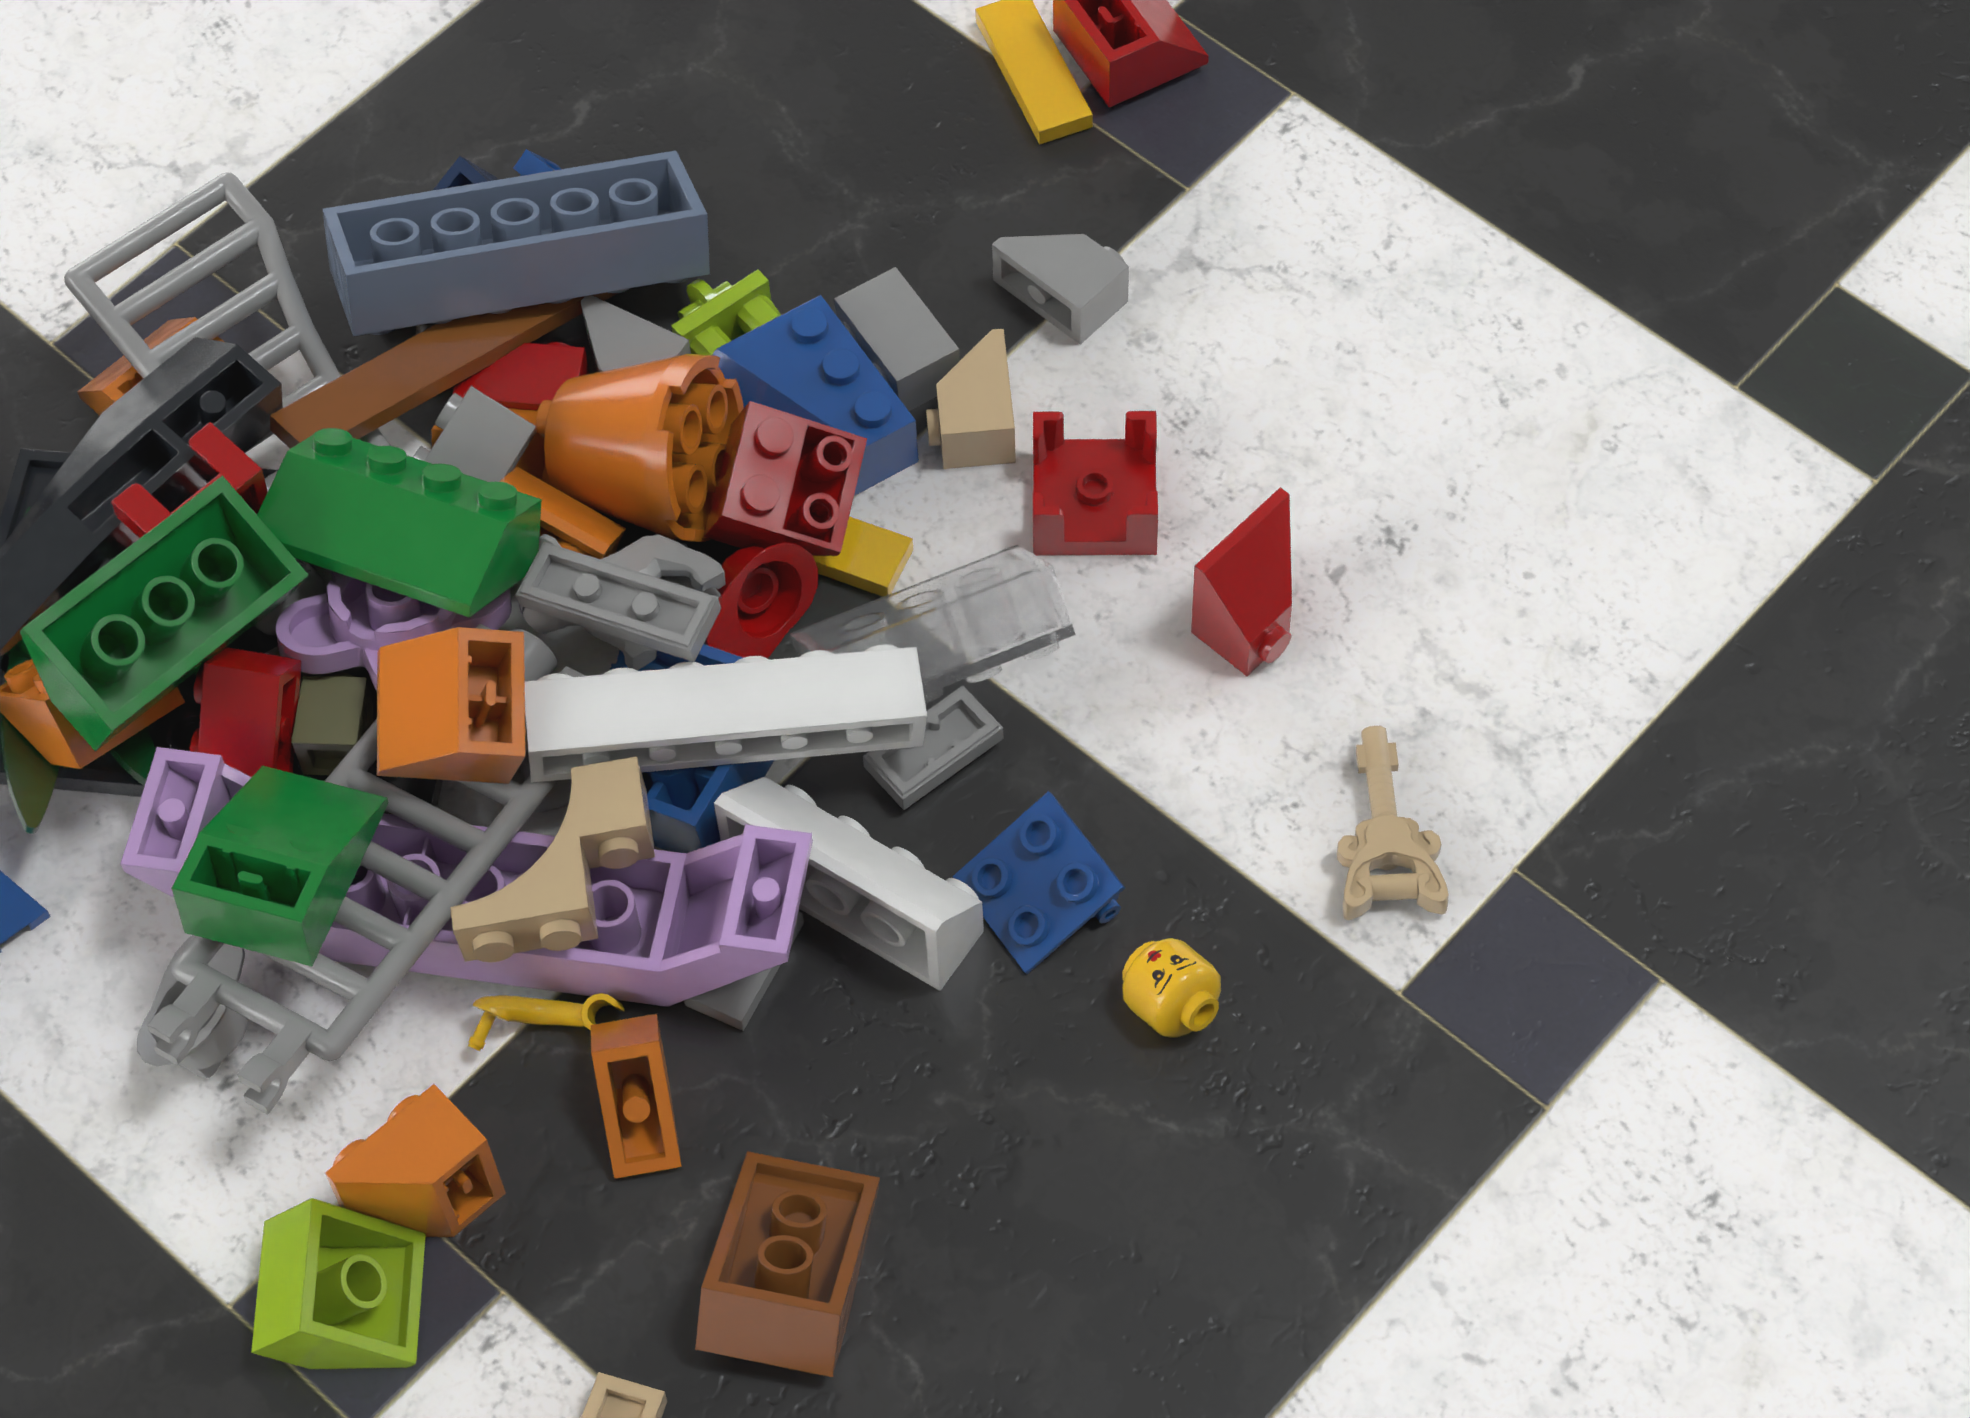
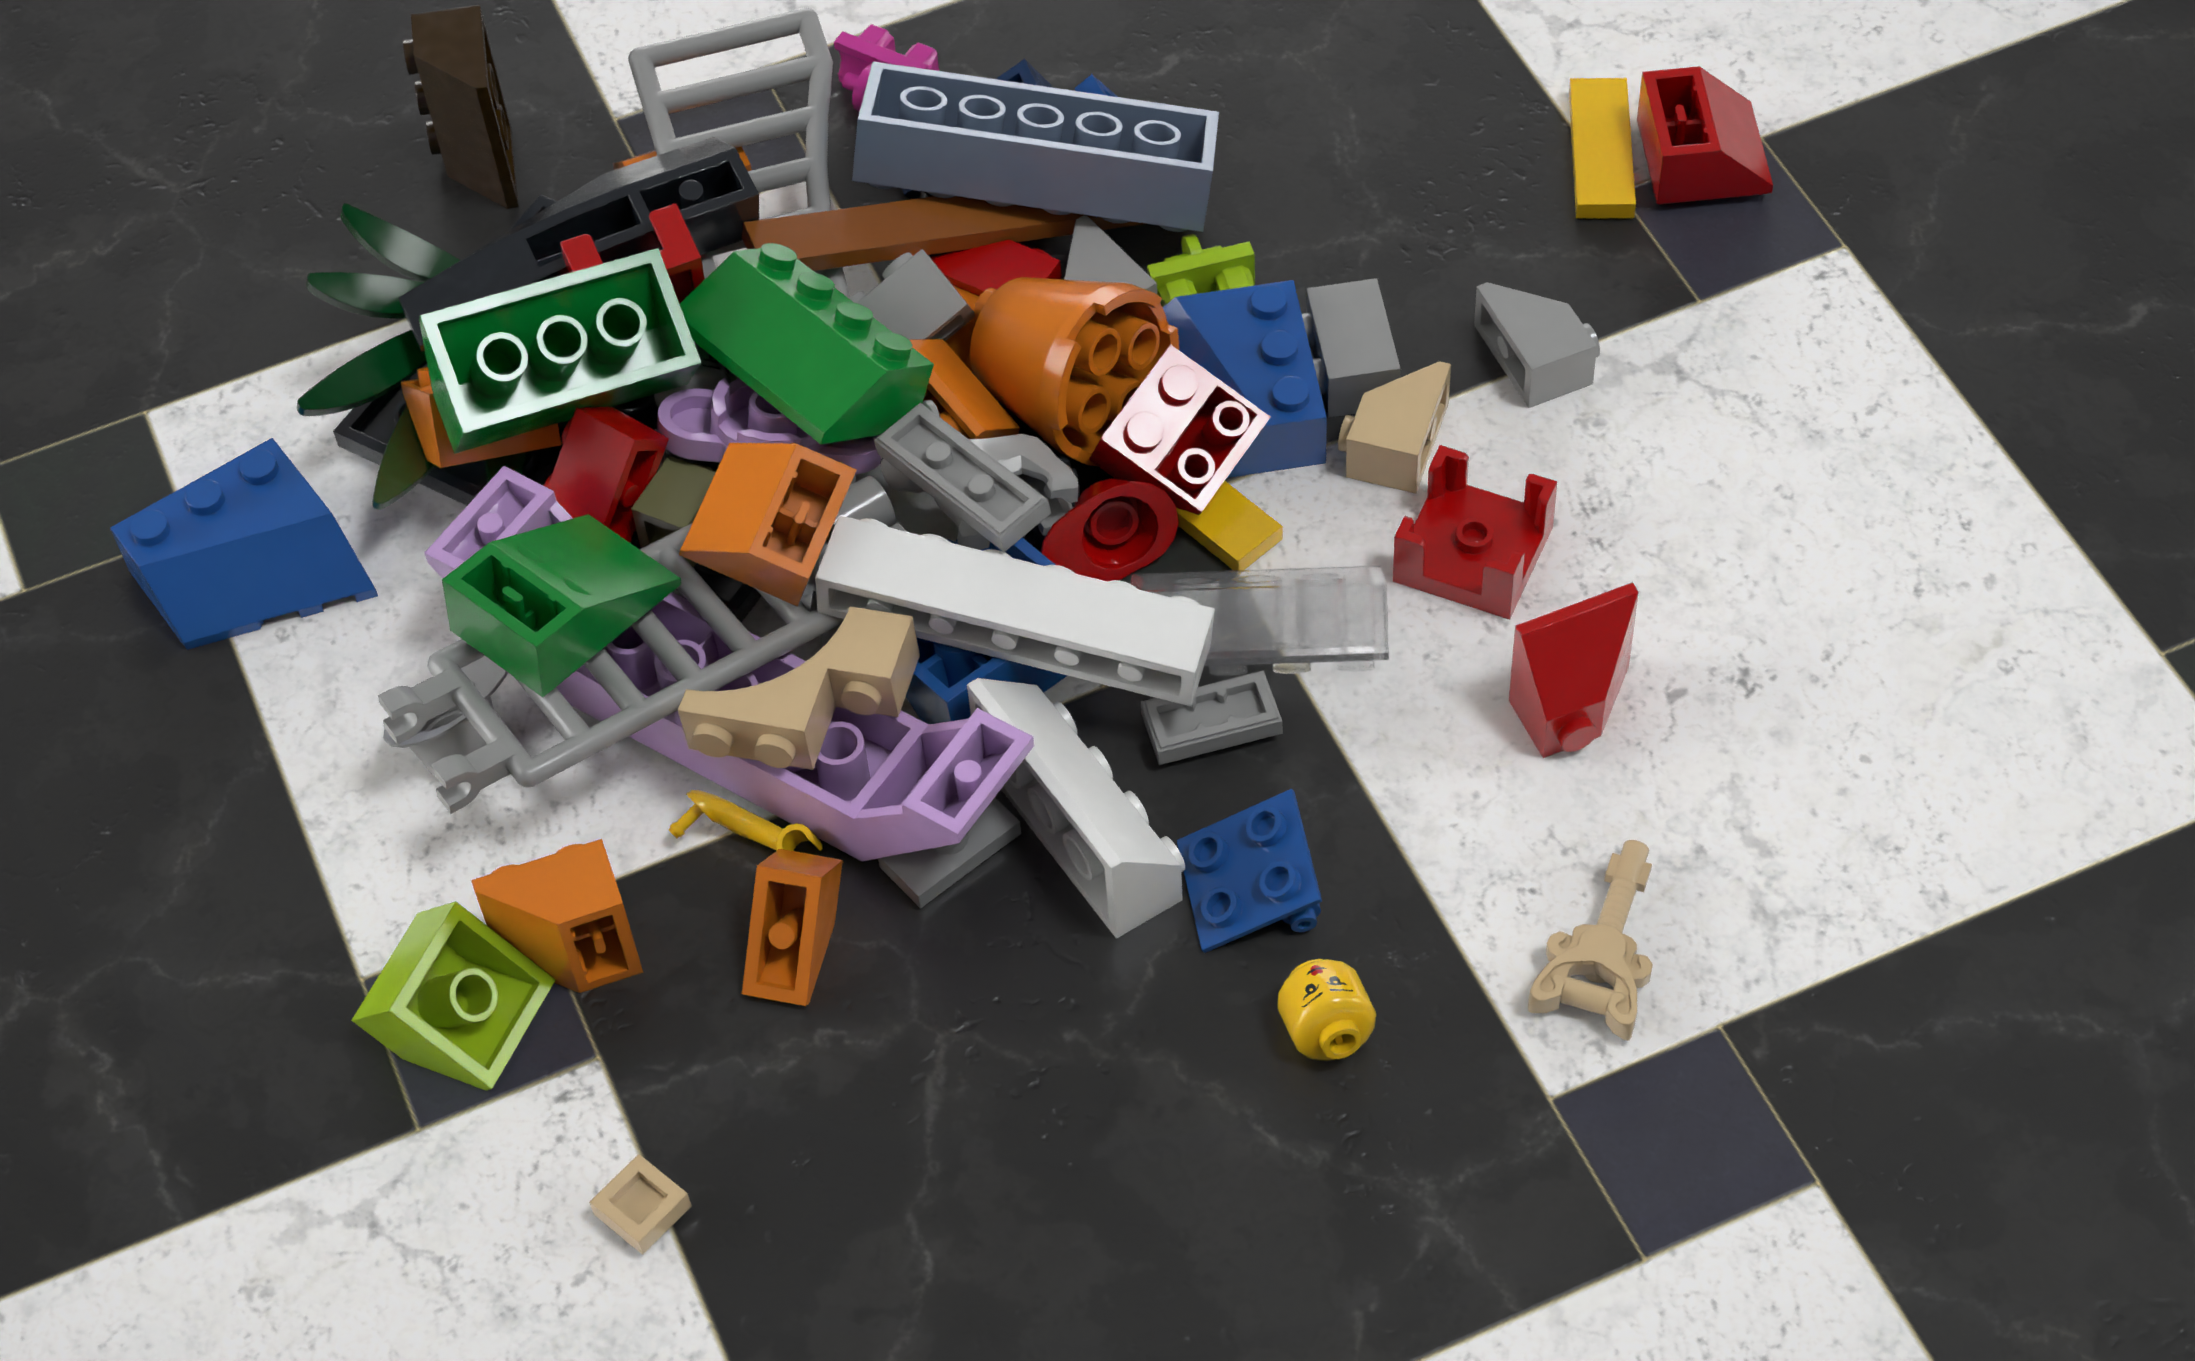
camera: 25 degrees right, 5 degrees down
(299, 207) = (877, 46): none -> dark pink hips
(786, 1264) = (851, 1125): dark orange slope -> none

